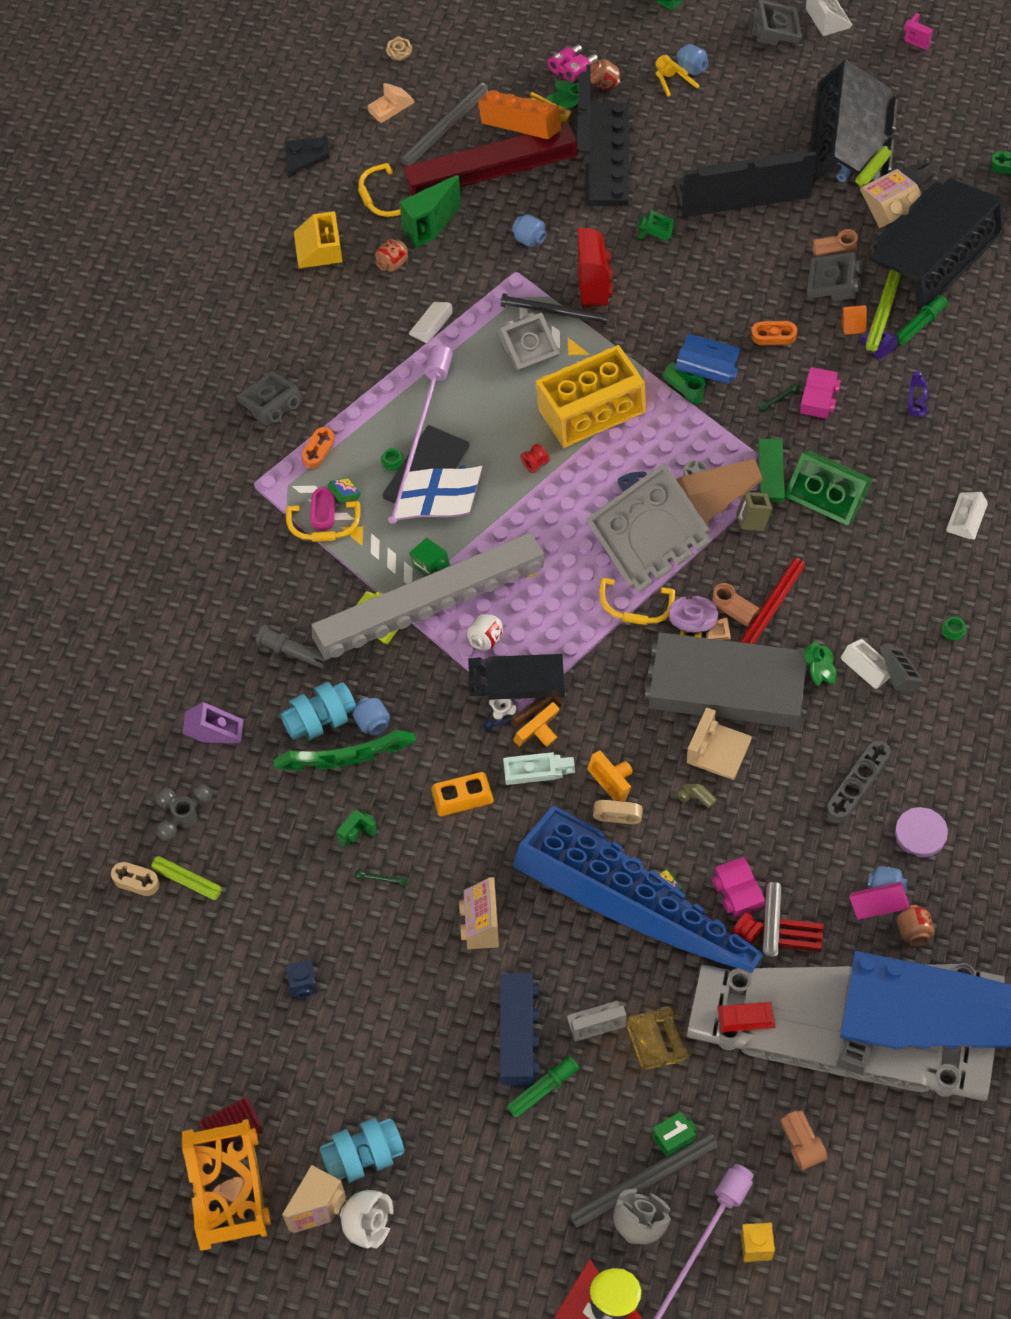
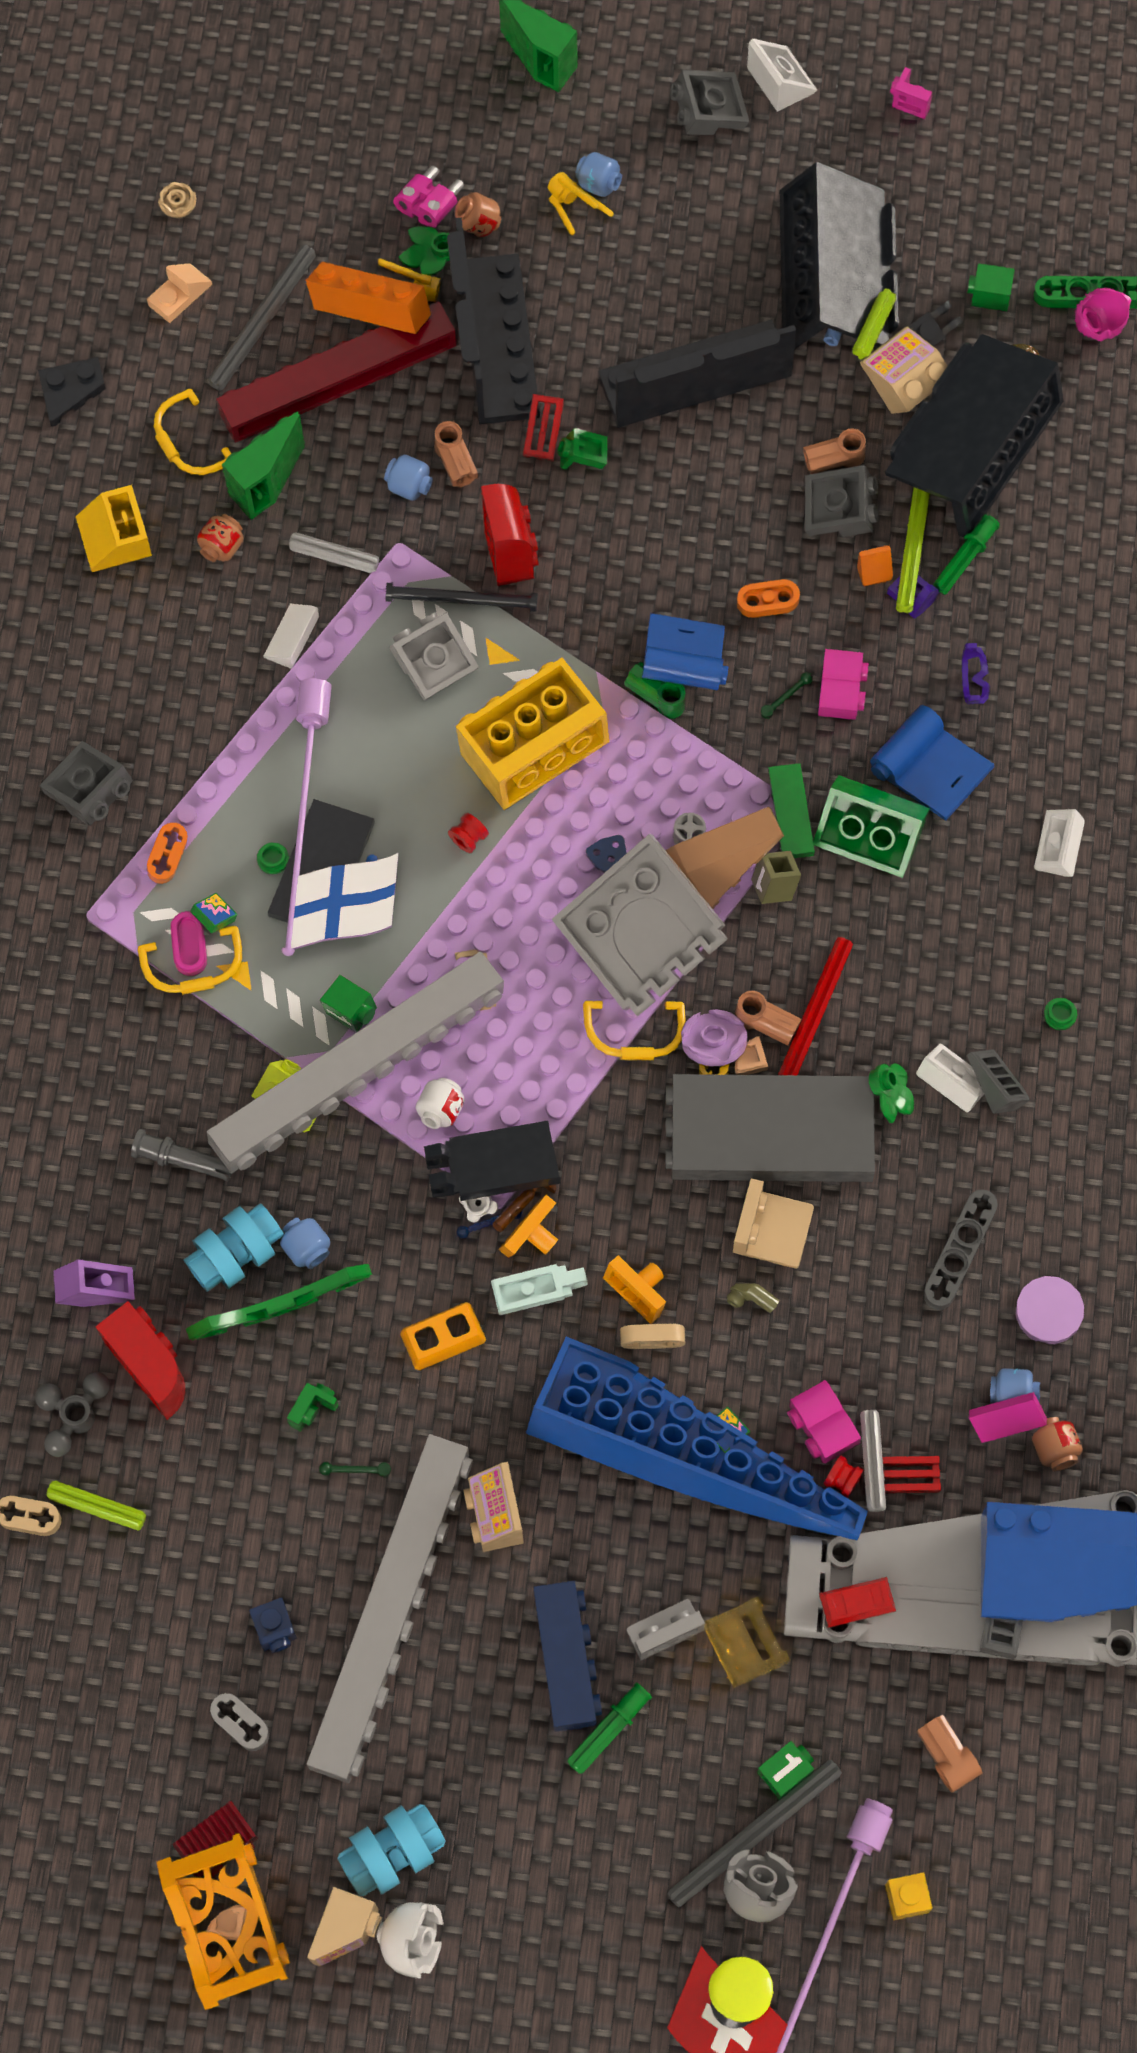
camera: 10 degrees left, 10 degrees up
(239, 776) = (145, 1356): none -> red brick
(268, 1041) = (245, 1715): none -> light grey beam
(388, 979) = (389, 1608): none -> light grey brick
(469, 273) = (333, 552): none -> light grey axle
(564, 219) = (455, 454): none -> nougat piece
(624, 226) = (539, 453): none -> red tile
(877, 451) = (928, 762): none -> blue door
(960, 154) = (991, 287): none -> green brick

